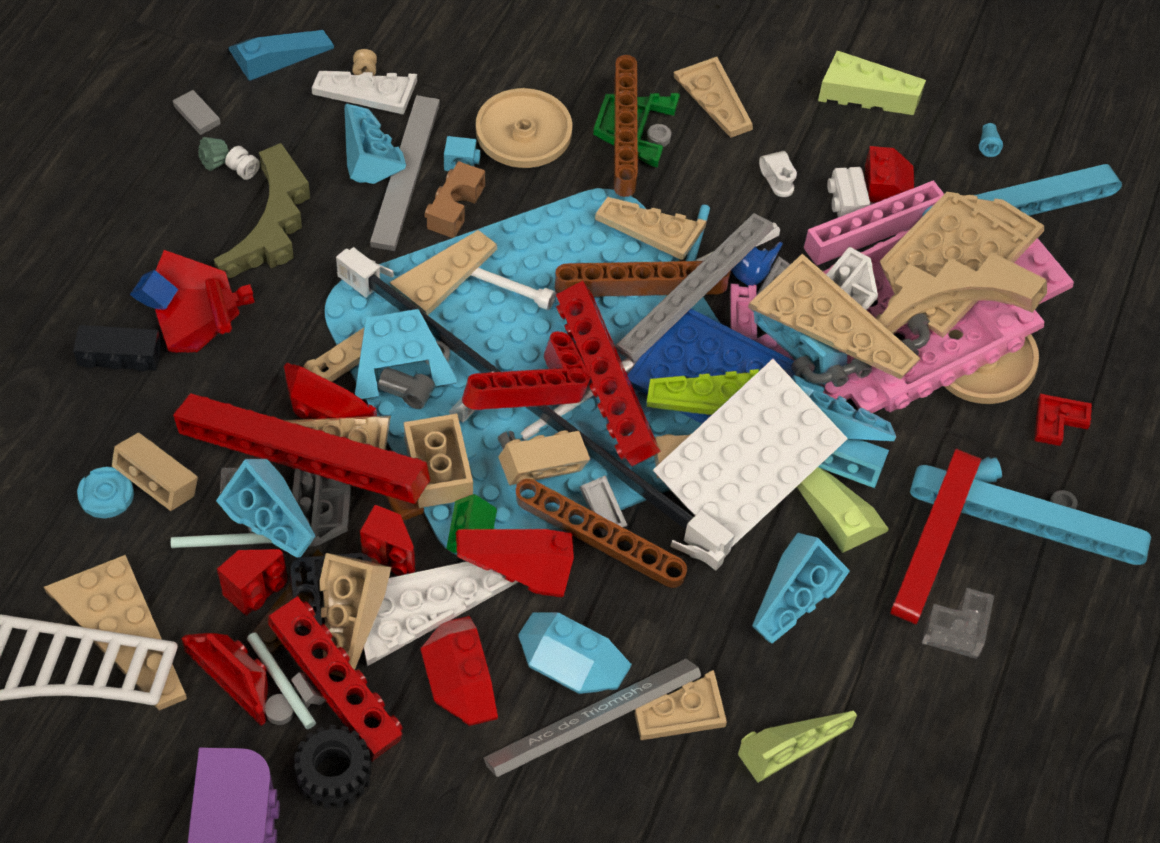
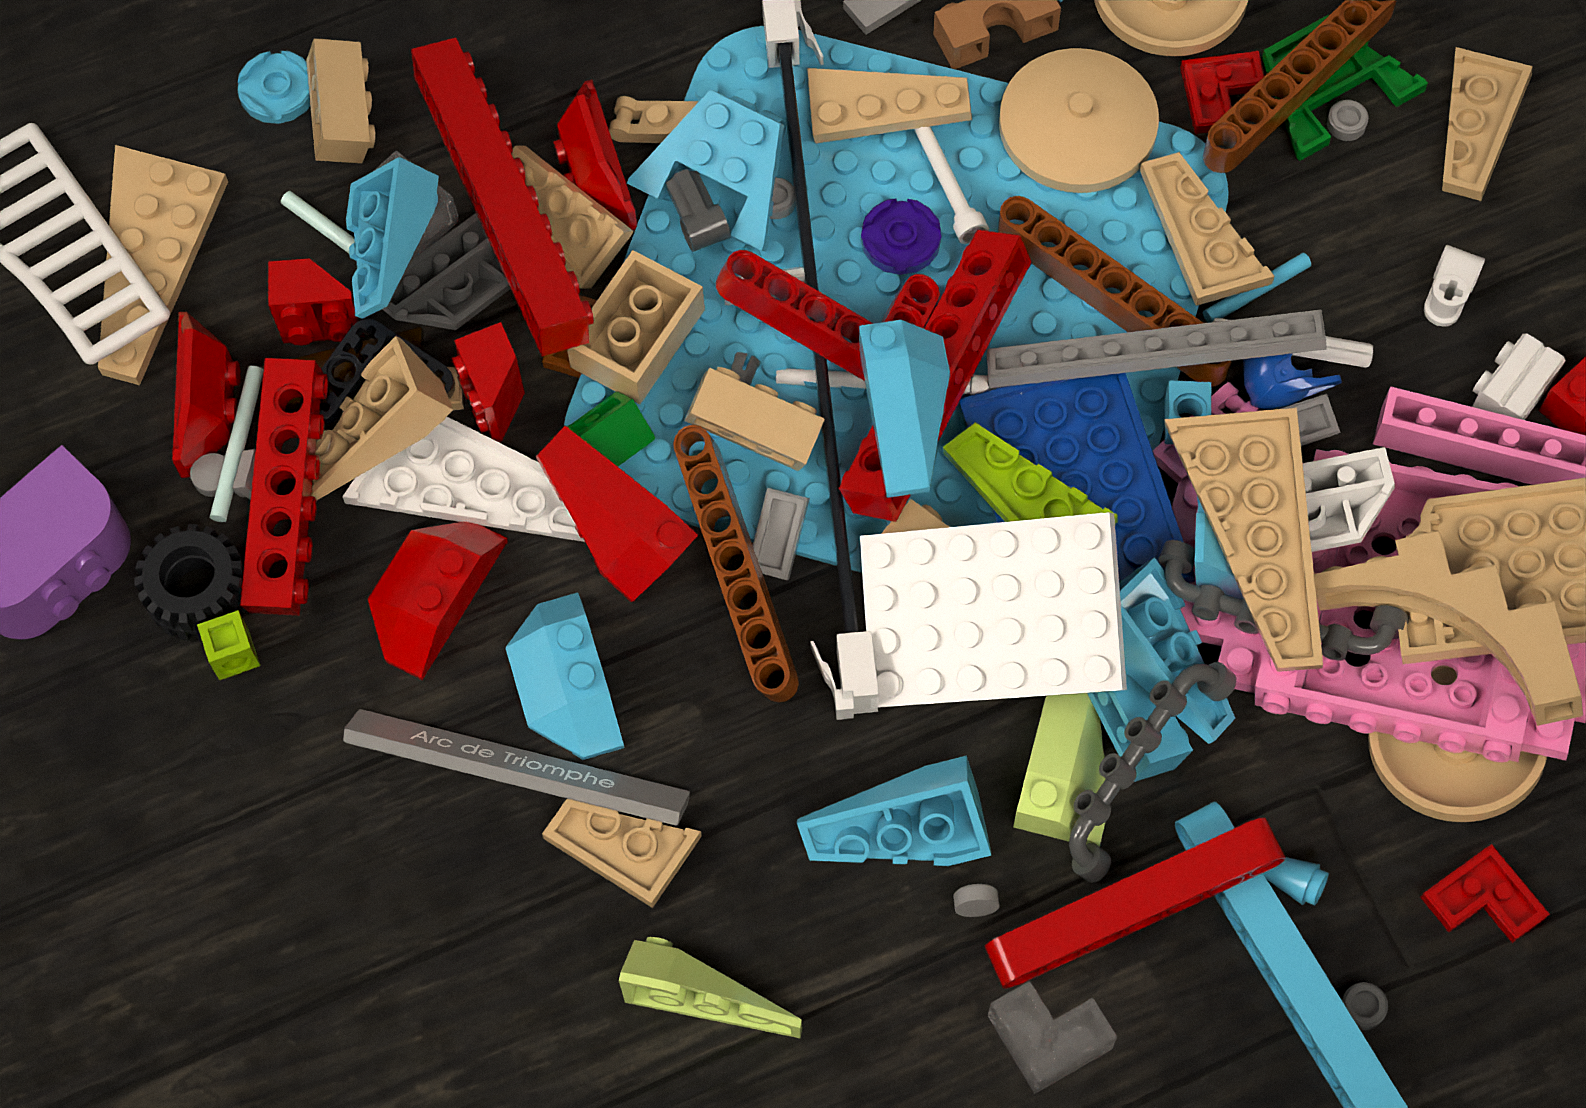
camera: 50 degrees right, 10 degrees up
(387, 780) = (228, 645): none -> lime brick
(515, 327) = (901, 236): none -> dark purple tile
(543, 217) = (1078, 120): none -> tan dish
(583, 161) = (1213, 80): none -> red tile
(616, 388) = (906, 393): none -> medium azure wedge
(732, 306) = (1186, 398): none -> medium azure brick
(865, 595) = (976, 900): none -> light grey tile
(875, 409) = (1119, 772): none -> dark grey bar

